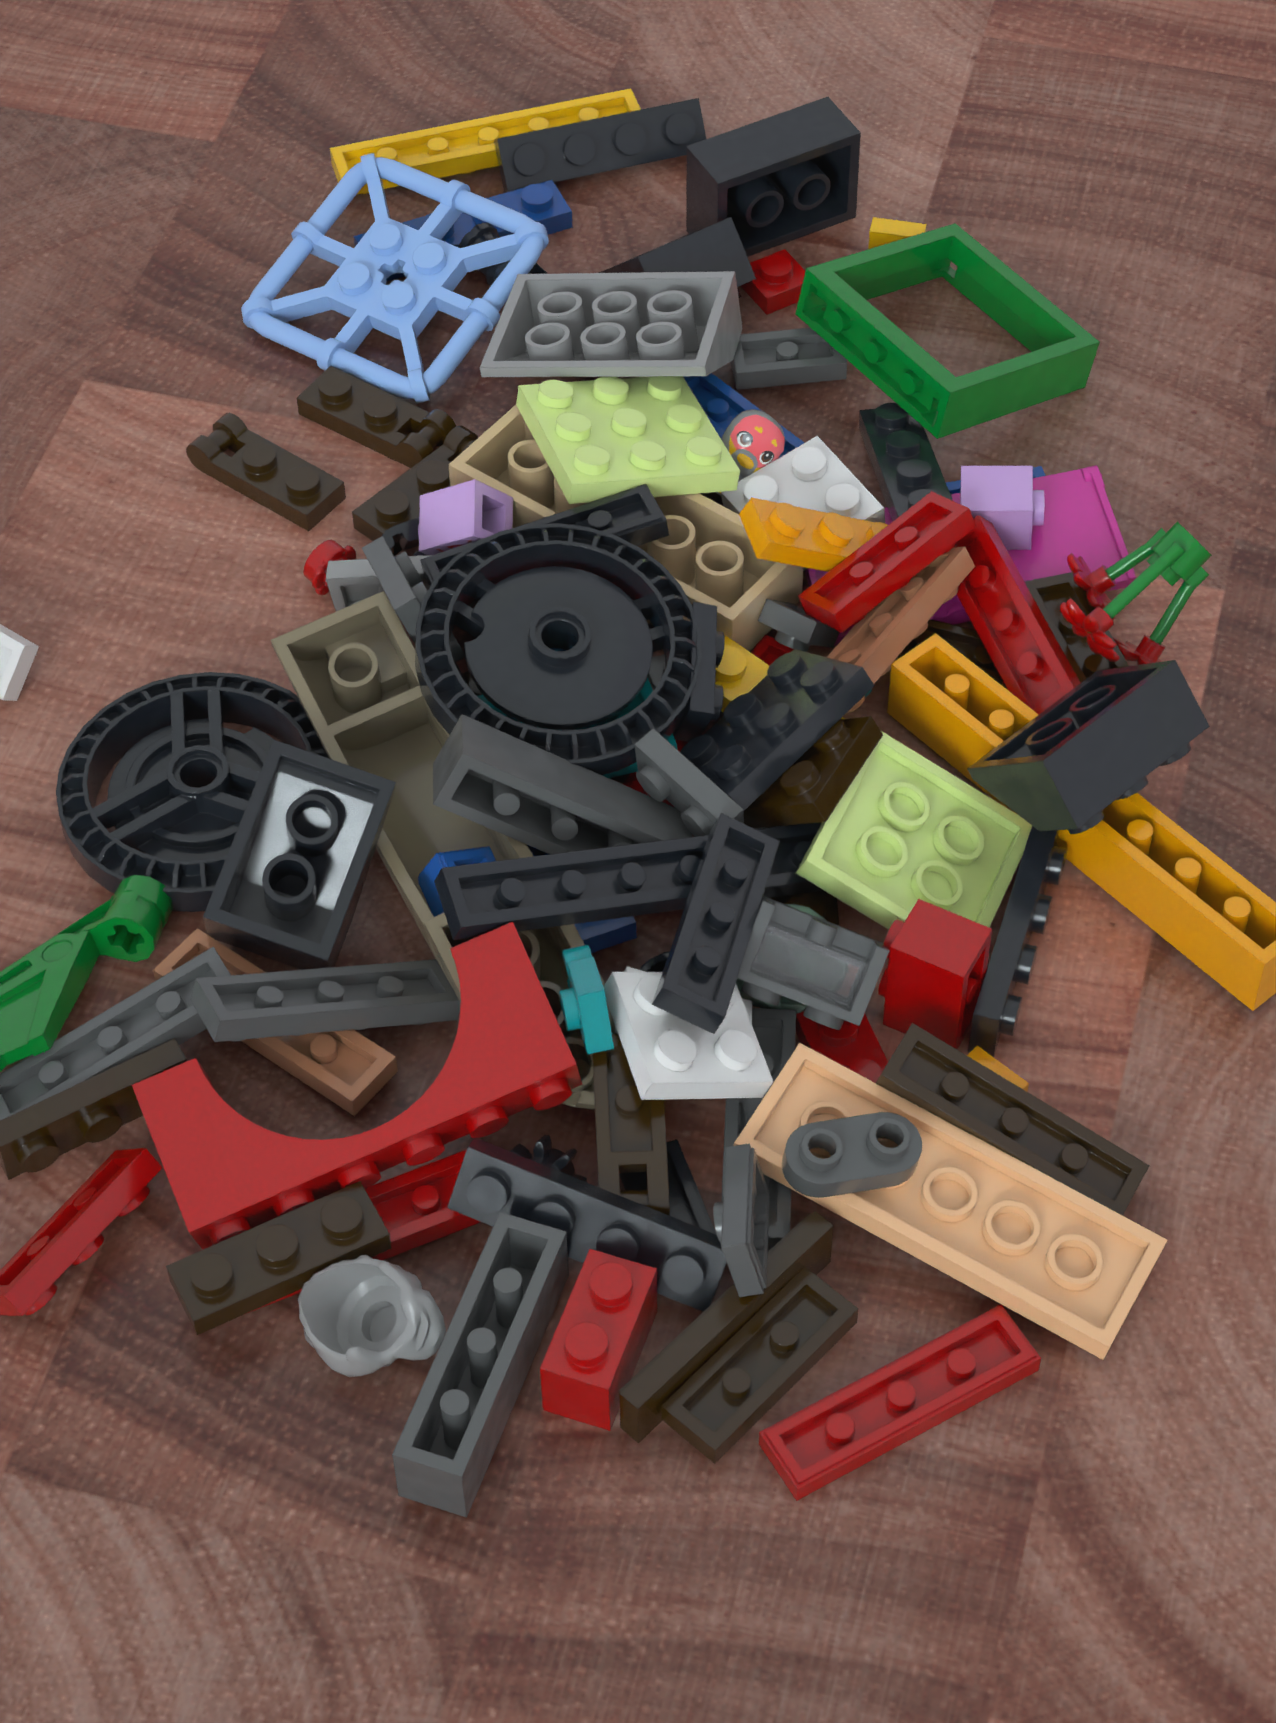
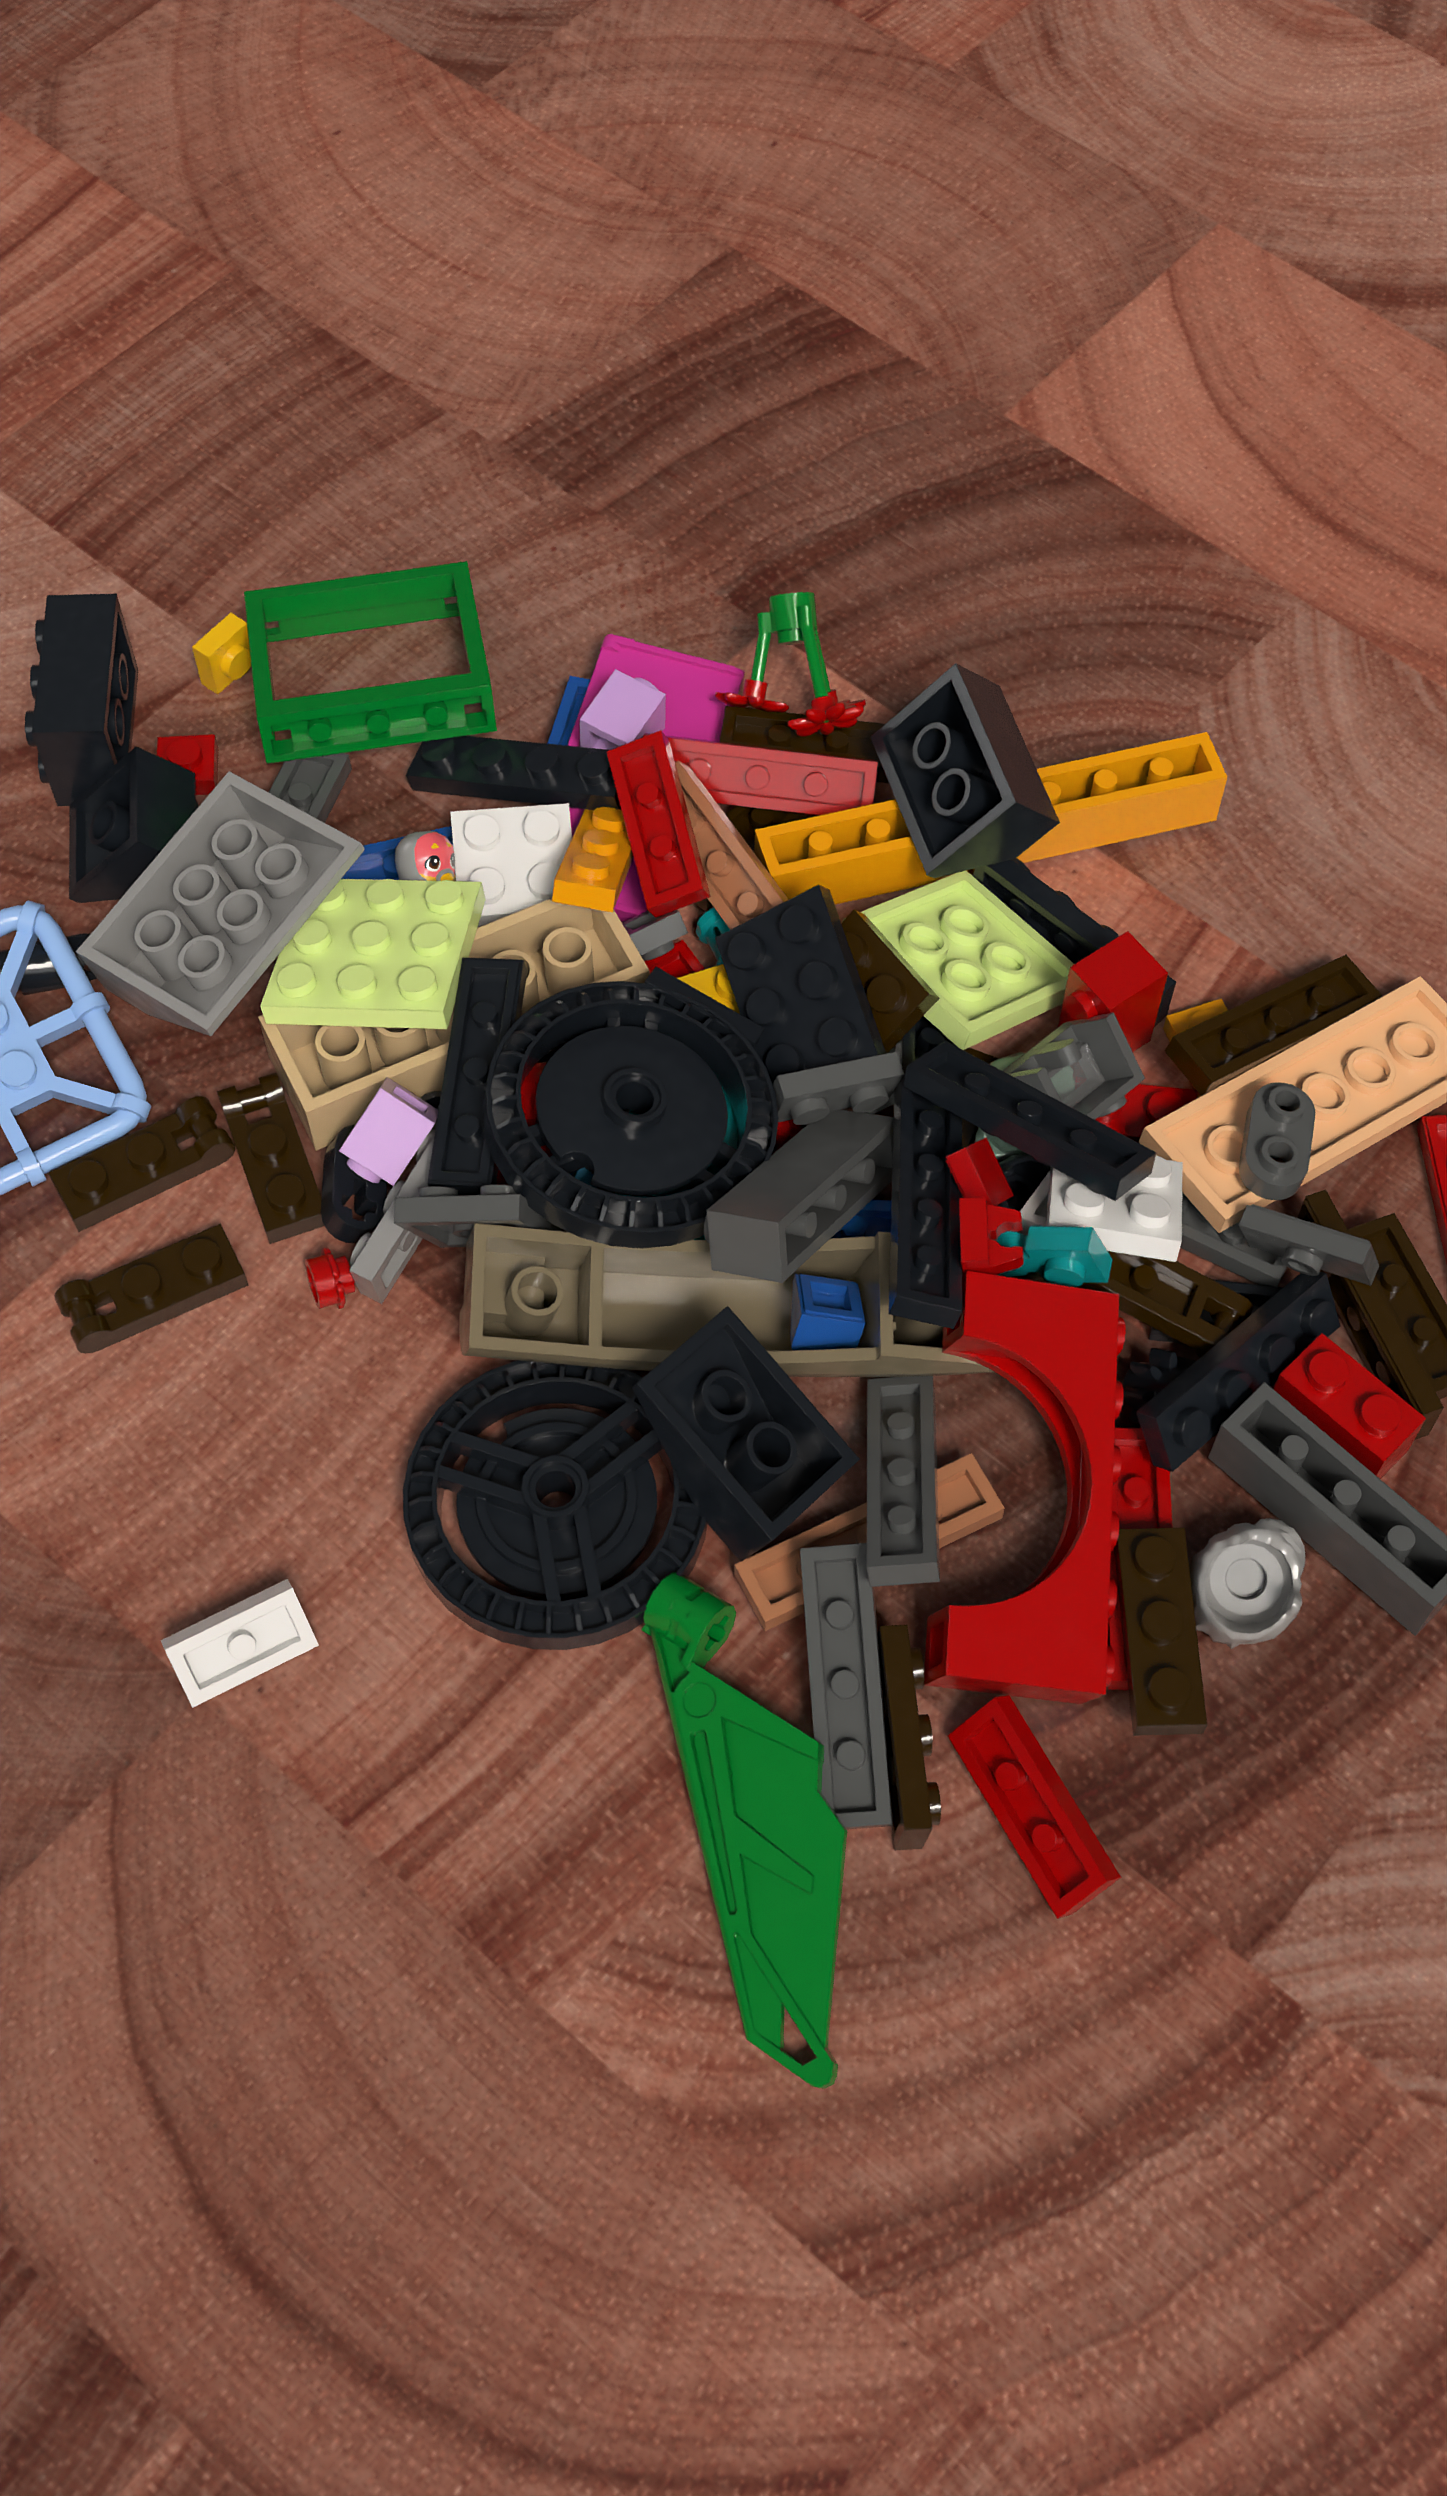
camera: 65 degrees left, 10 degrees up
(552, 921) = (980, 1229): none -> red tile
(642, 916) = (979, 1173): none -> red tile

